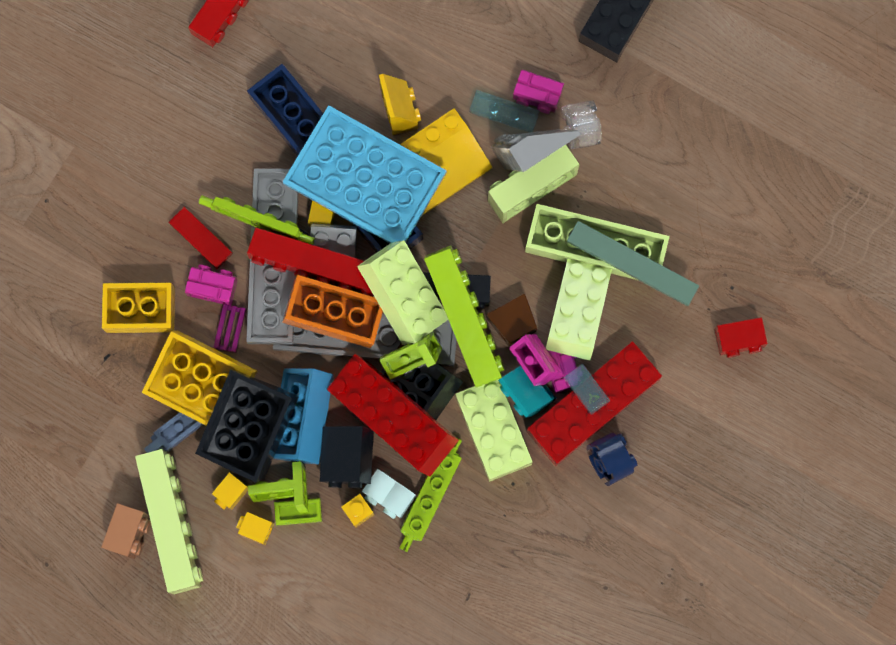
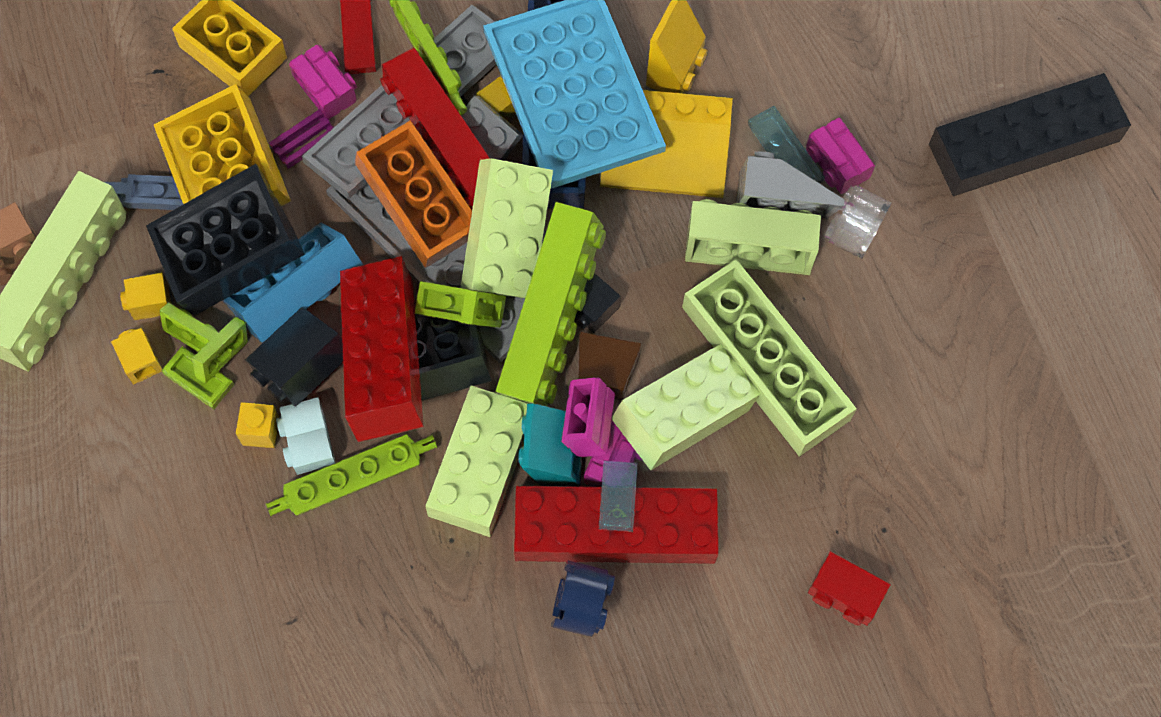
camera: 35 degrees right, 10 degrees down
(633, 263) = (789, 404): sand green tile -> none

